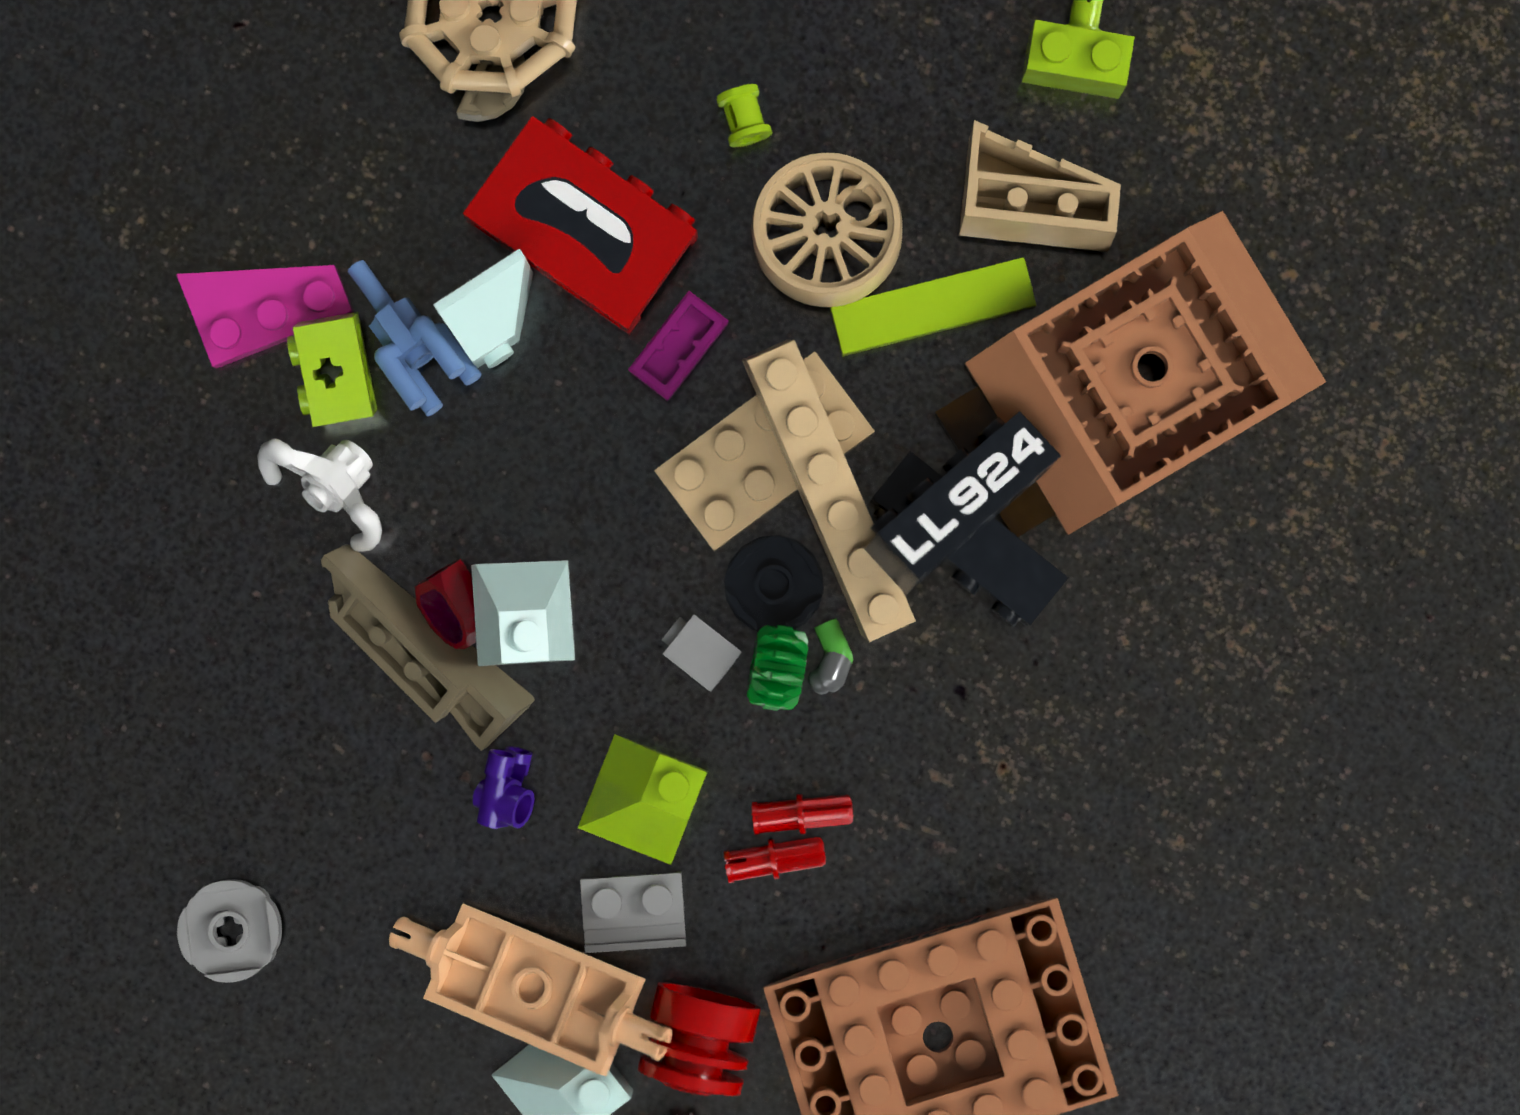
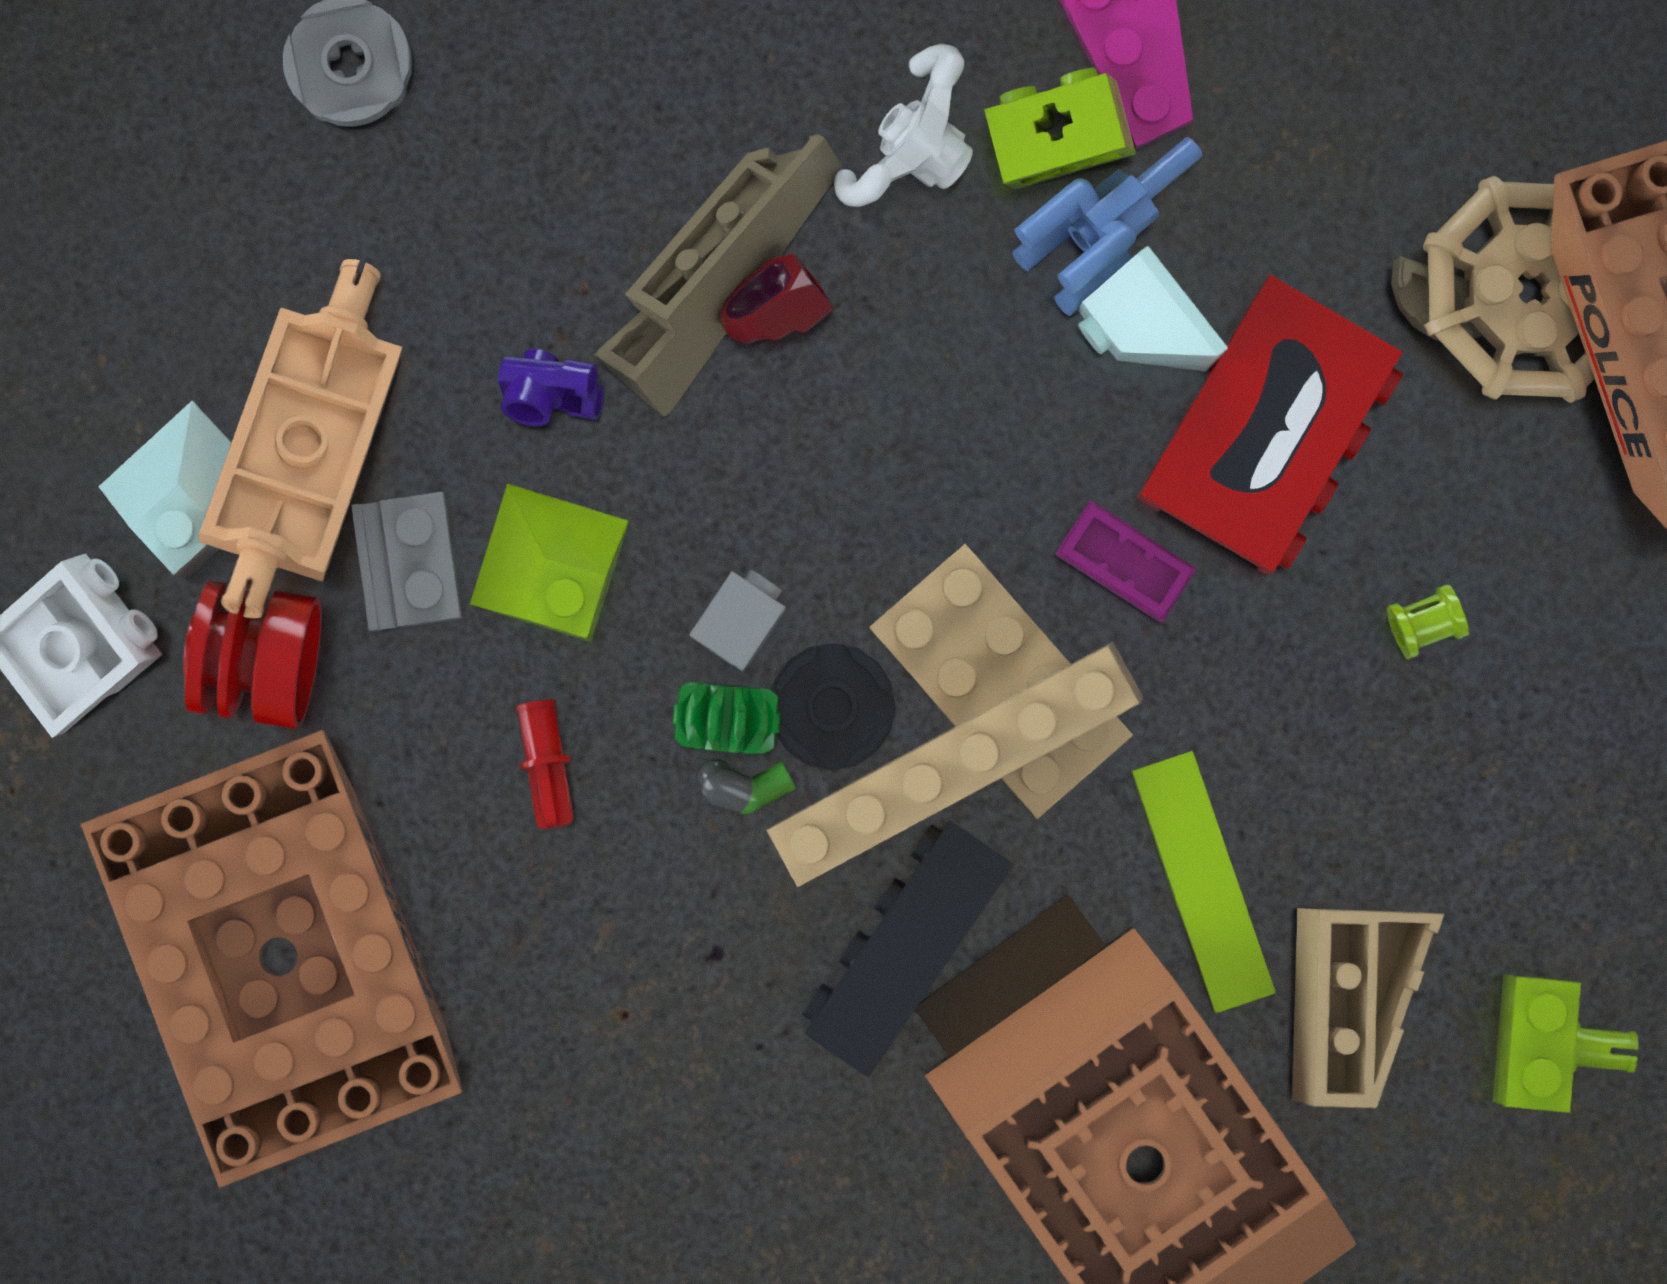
camera: 85 degrees right, 0 degrees up
(522, 612) = (771, 392): light aqua slope -> none
(774, 859) = (486, 733): red axle -> none
(866, 187) = (1346, 788): tan piece -> none
(961, 502) = (952, 933): black brick -> none

